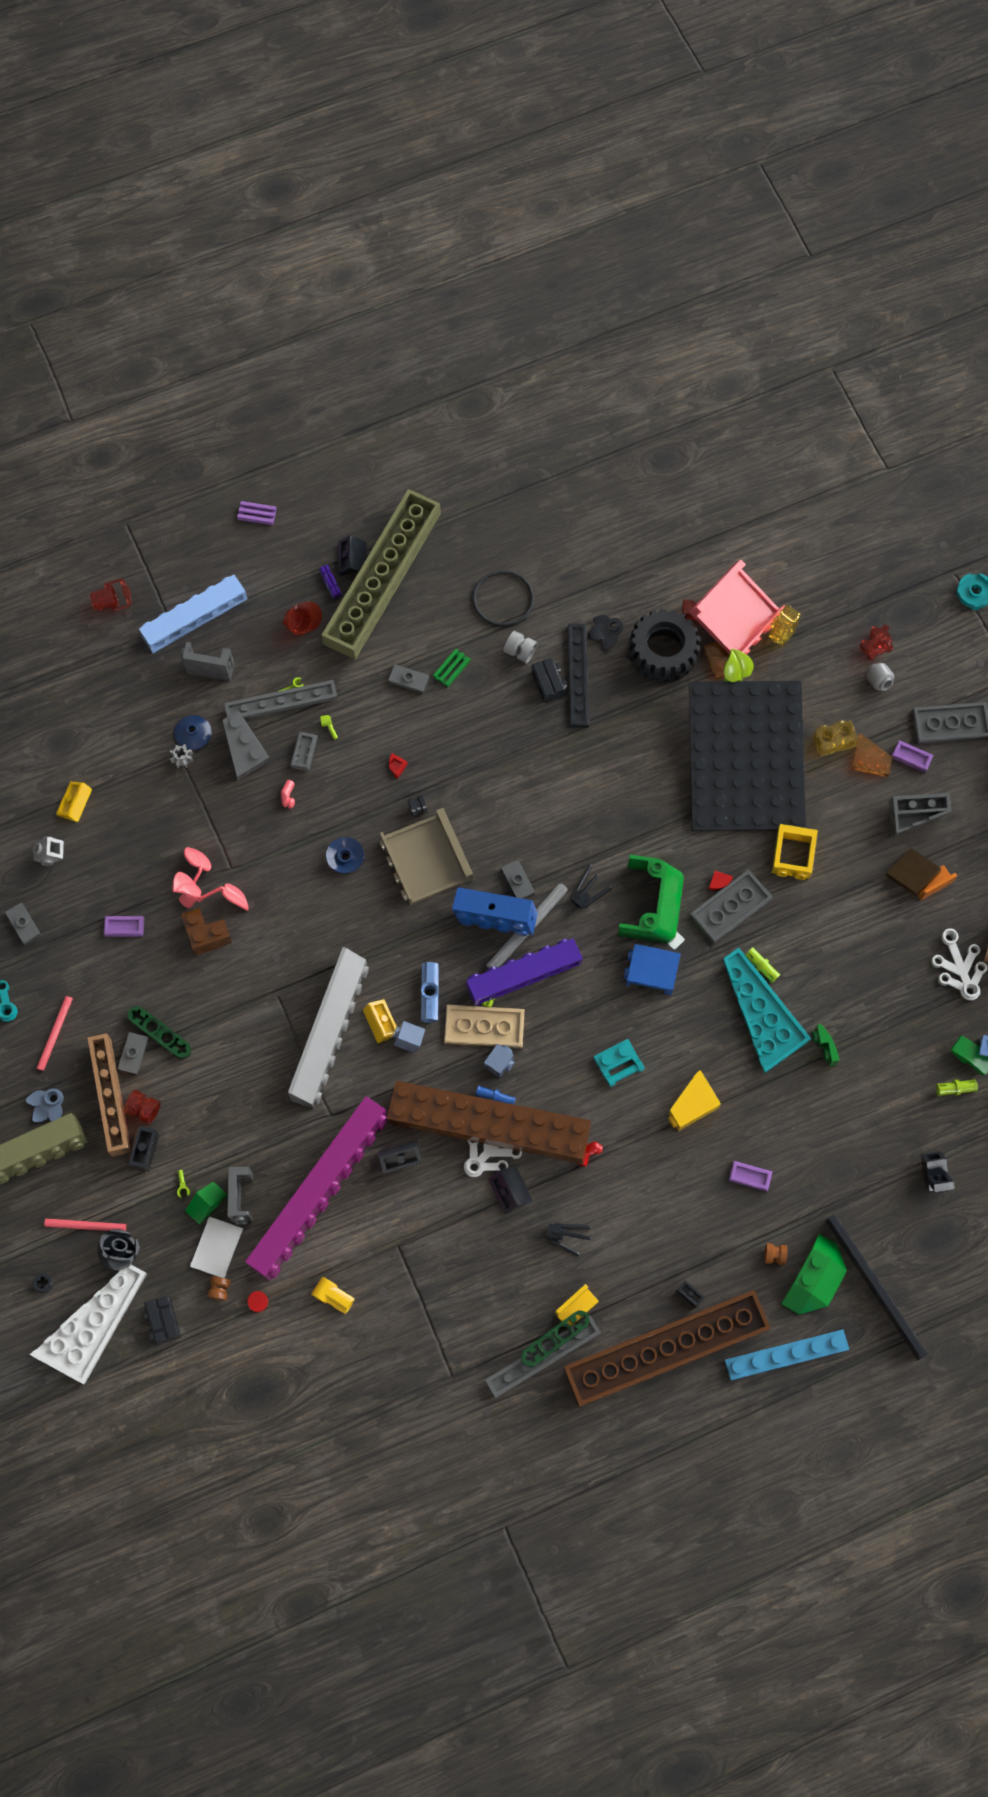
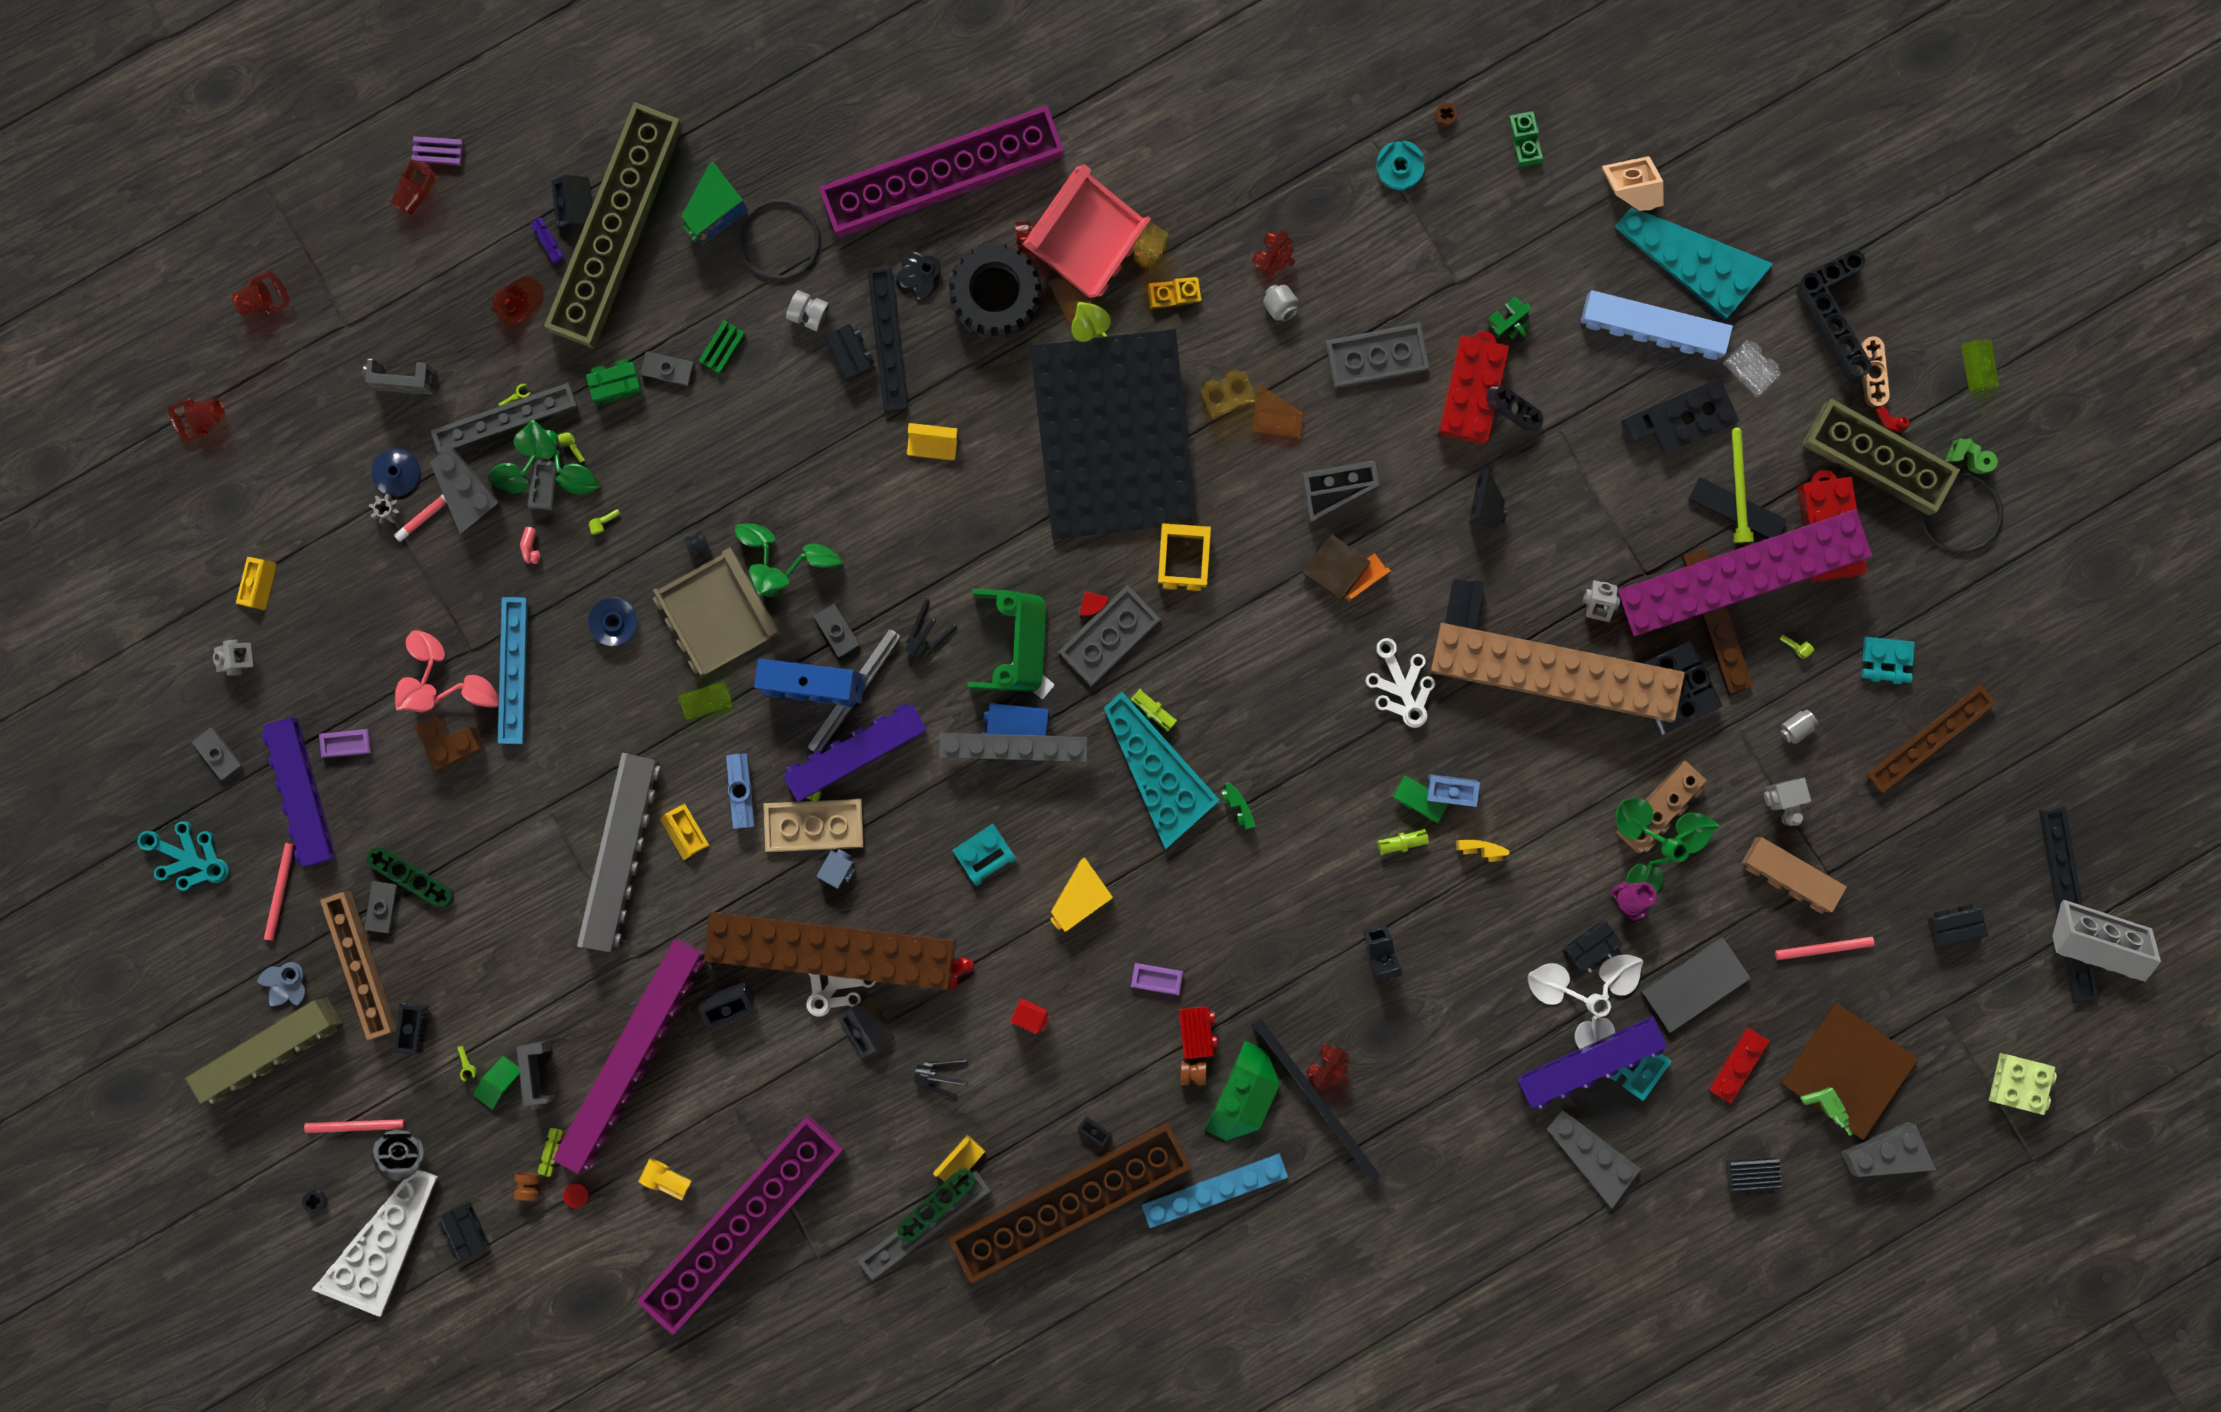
camera: 10 degrees left, 15 degrees up
(52, 675) = (199, 417): none -> clear red piece
(82, 958) = (299, 792): none -> dark purple brick
(141, 1106) = (401, 975): clear red wheel -> none
(193, 613) = (371, 307): light blue brick -> none
(209, 765) = (420, 518): none -> coral bar
(216, 1247) = (517, 1135): white piece -> none
(233, 537) = (408, 192): none -> clear red piece
(240, 1265) = (551, 1147): none -> lime axle
(262, 884) = (512, 670): none -> dark azure plate
(306, 708) = (541, 443): none -> green plant
(341, 783) = (596, 524): none -> lime hand
(368, 683) = (614, 382): none -> green brick
(391, 1338) = (740, 1224): none -> magenta brick
(397, 765) = (665, 490): red tile -> none
(408, 1036) = (719, 852): sand blue brick -> none
(409, 921) = (705, 700): none -> clear neon green slope
(457, 567) = (712, 207): none -> green slope
(472, 829) = (770, 580): none -> green plant
(494, 1095) = (835, 915): blue pin -> none
(605, 749) = (932, 441): none -> yellow panel
(631, 560) = (942, 172): none -> magenta brick
(646, 1191) = (1030, 1016): none -> red brick
(650, 978) = (1013, 747): none -> dark grey plate
(781, 1221) = (1196, 1032): none -> red brick
(798, 664) = (1174, 293): none -> yellow slope
(891, 1264) = (1335, 1059): none -> clear red hips
(912, 756) = (1328, 408): medium lavender tile -> none

